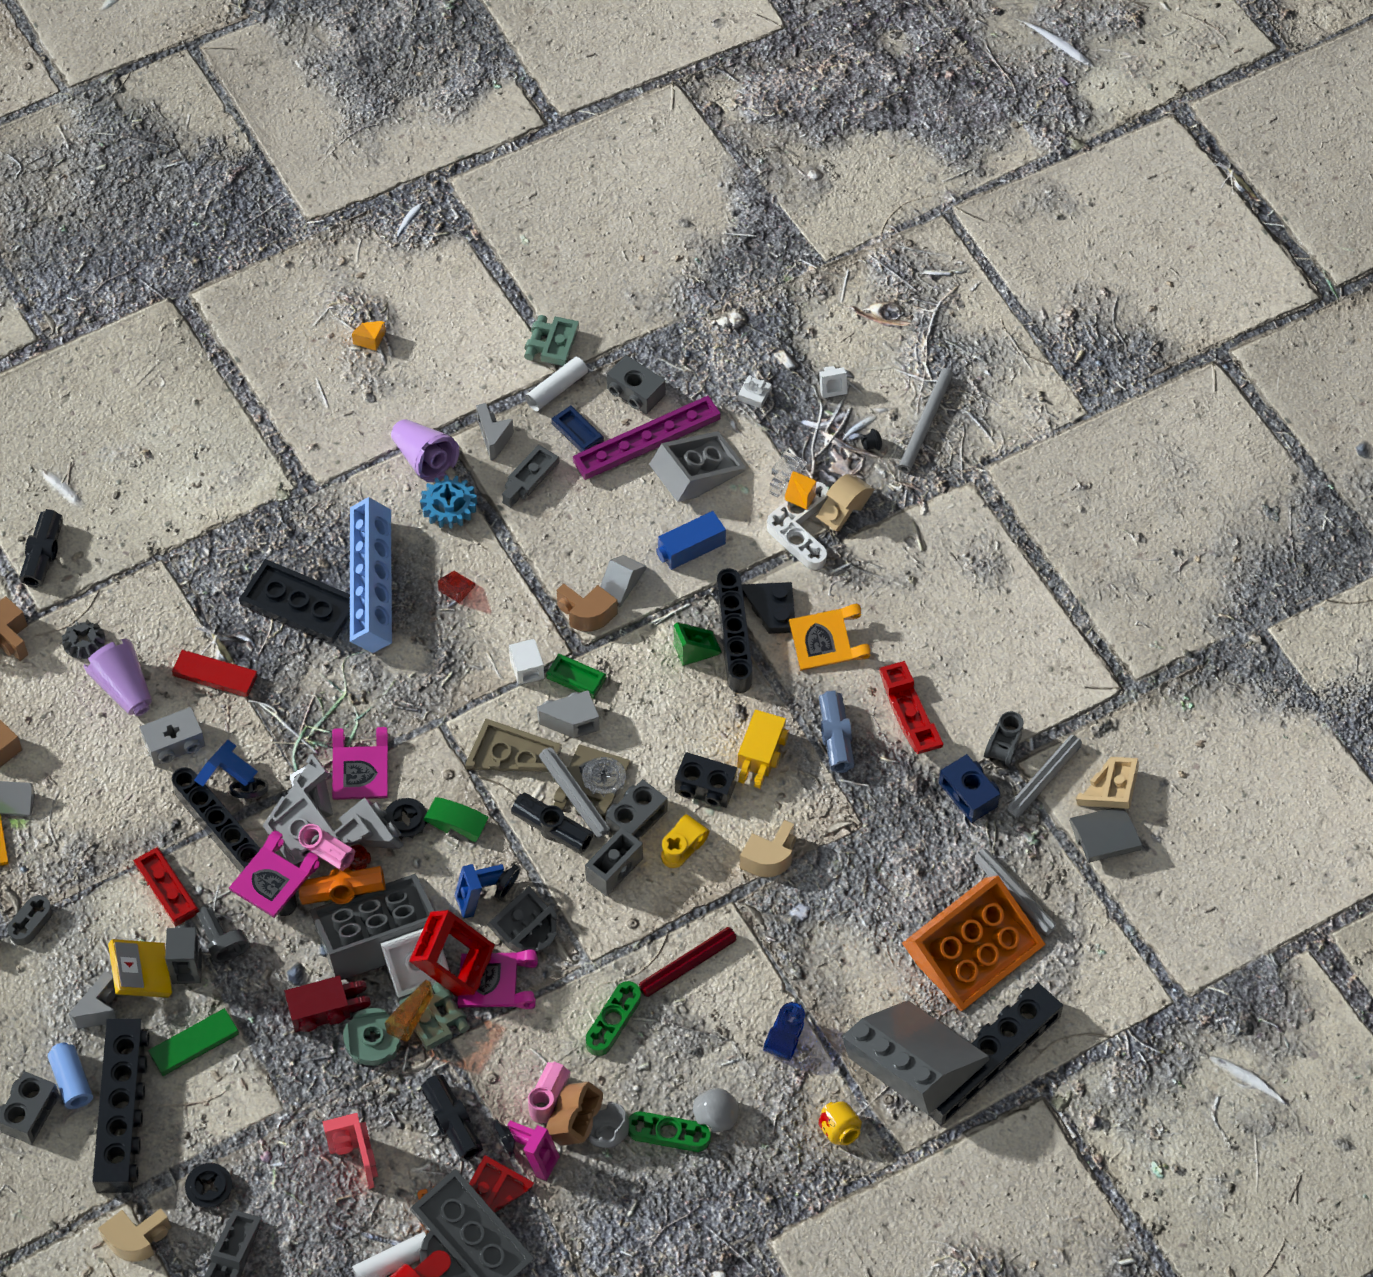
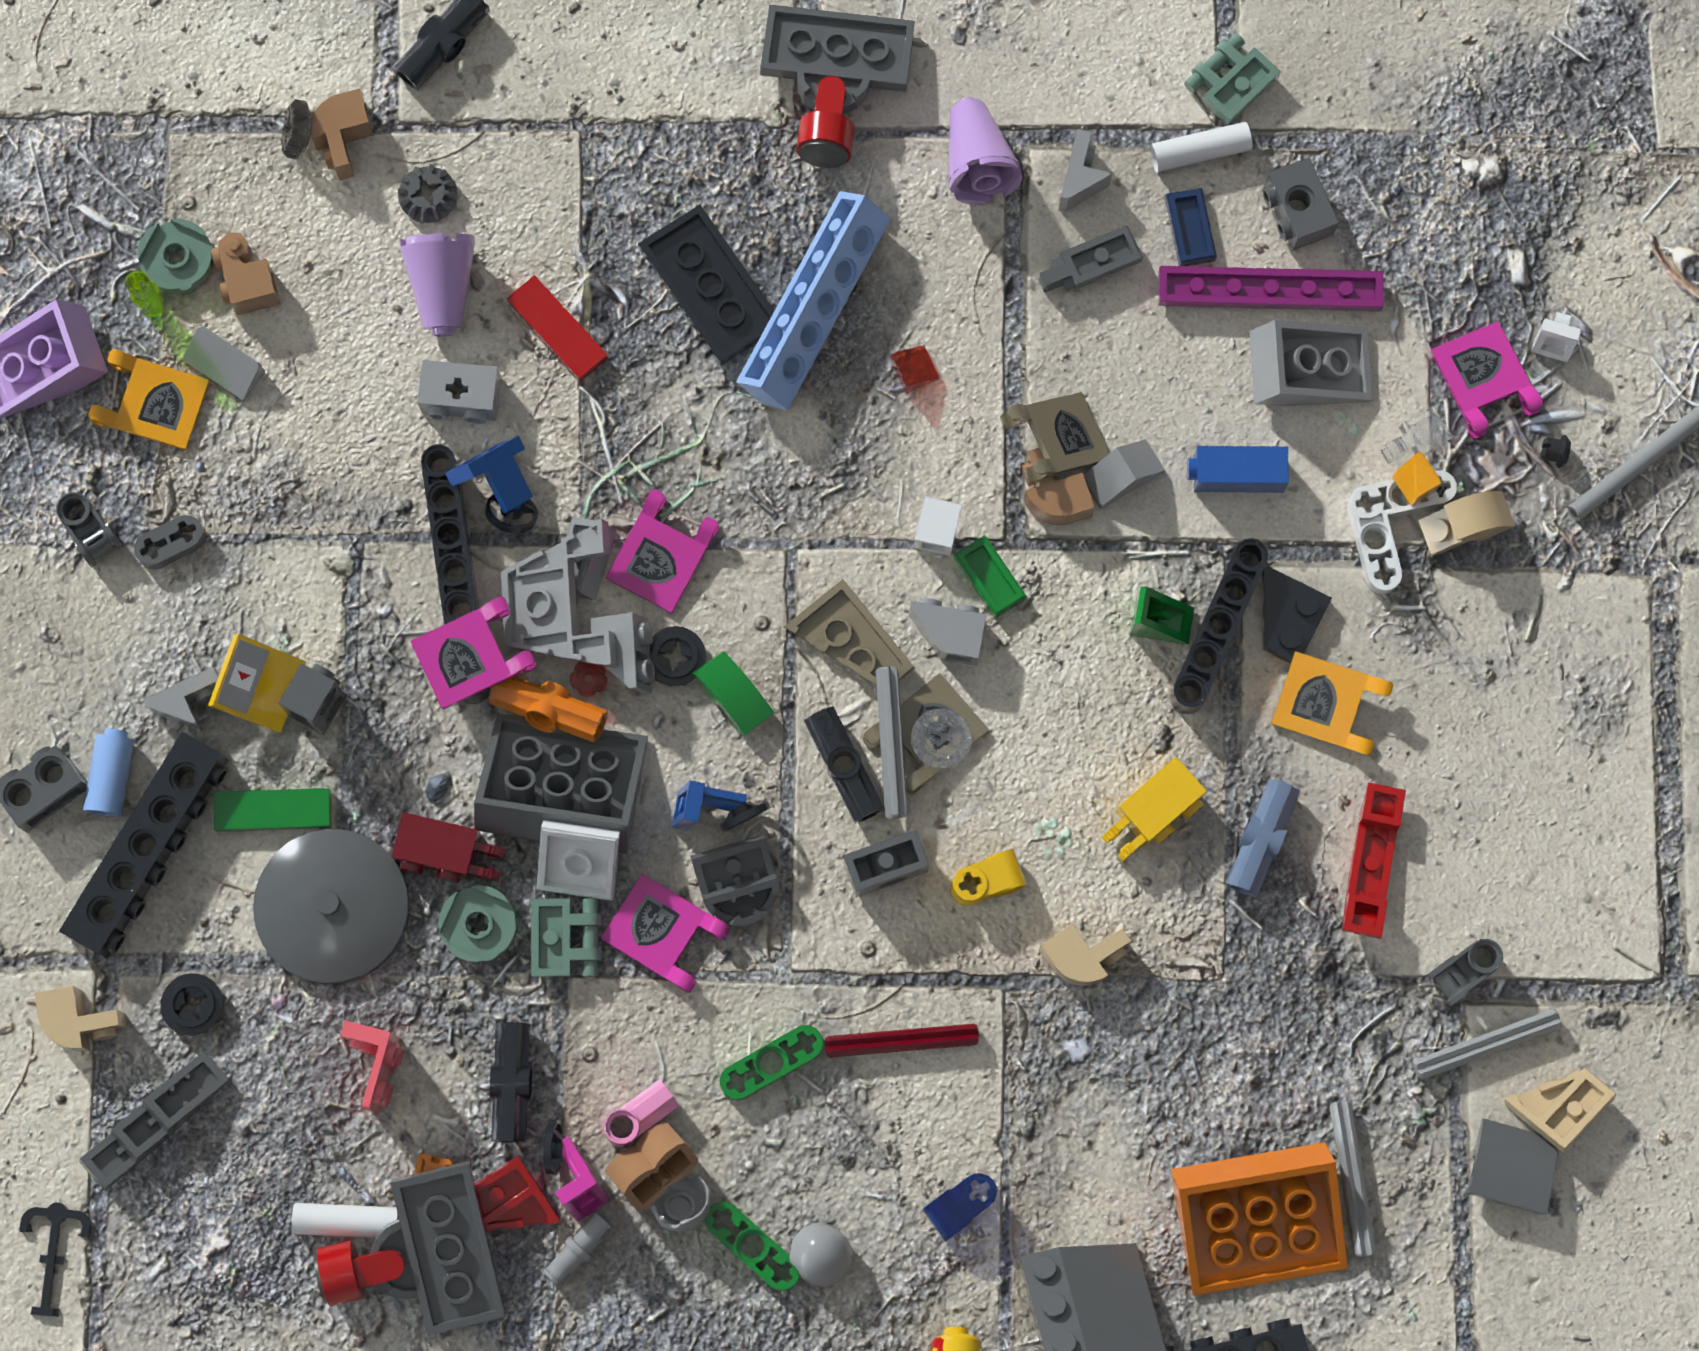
camera: 30 degrees right, 20 degrees up
(166, 886) = (349, 586): red tile -> none
(221, 945) = (368, 704): dark grey piece -> none
(267, 1079) = (331, 906): none -> dark grey dish
(305, 447) = (834, 67): none -> dark grey plate
(326, 847) = (550, 657): bright pink piece -> none
(407, 1016) = (526, 930): clear orange slope -> none
(431, 943) = (601, 860): red window -> none
(435, 503) = (981, 253): dark azure gear -> none
(557, 1193) = (578, 1249): none -> light grey pin
(571, 571) = (1063, 433): none -> dark tan flag
(641, 816) = (956, 818): dark grey brick -> none
(709, 774) = (1071, 807): black brick -> none
(754, 392) = (1448, 295): white tile -> none
(802, 421) = (1482, 371): none -> dark pink flag
(972, 802) = (1371, 1031): dark blue brick -> none

